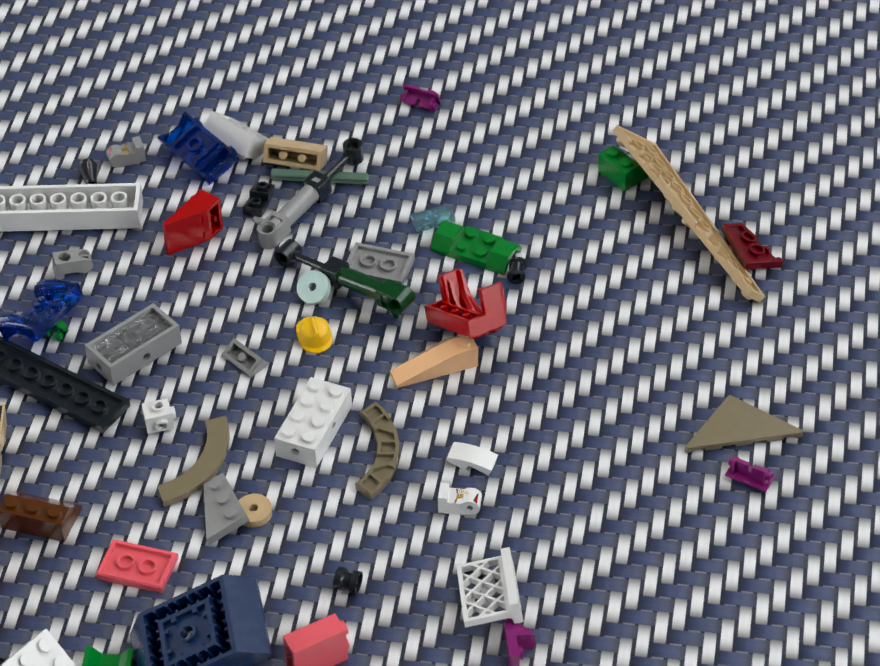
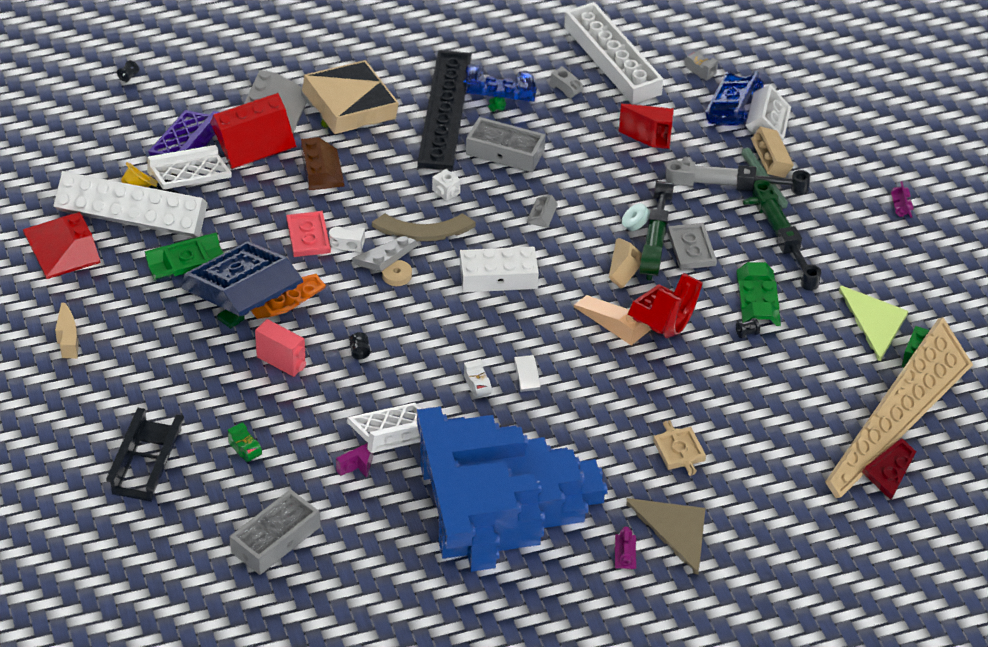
camera: 60 degrees right, 0 degrees up
(88, 169) = (666, 54): black cone -> none
(176, 532) = (347, 239): none -> white leg
(259, 199) = (716, 154): black slope -> none
(314, 334) = (594, 238): yellow piece -> none
(370, 319) = (624, 263): none -> tan slope
(387, 451) = (501, 324): dark tan tile -> none
(418, 193) = (787, 236): none -> piece
(432, 218) = (772, 258): clear light blue plate -> none
(558, 179) = (875, 318): none -> yellowish green tile
(630, 530) = (499, 486): none -> blue panel
(642, 382) = (679, 448): none -> tan plate

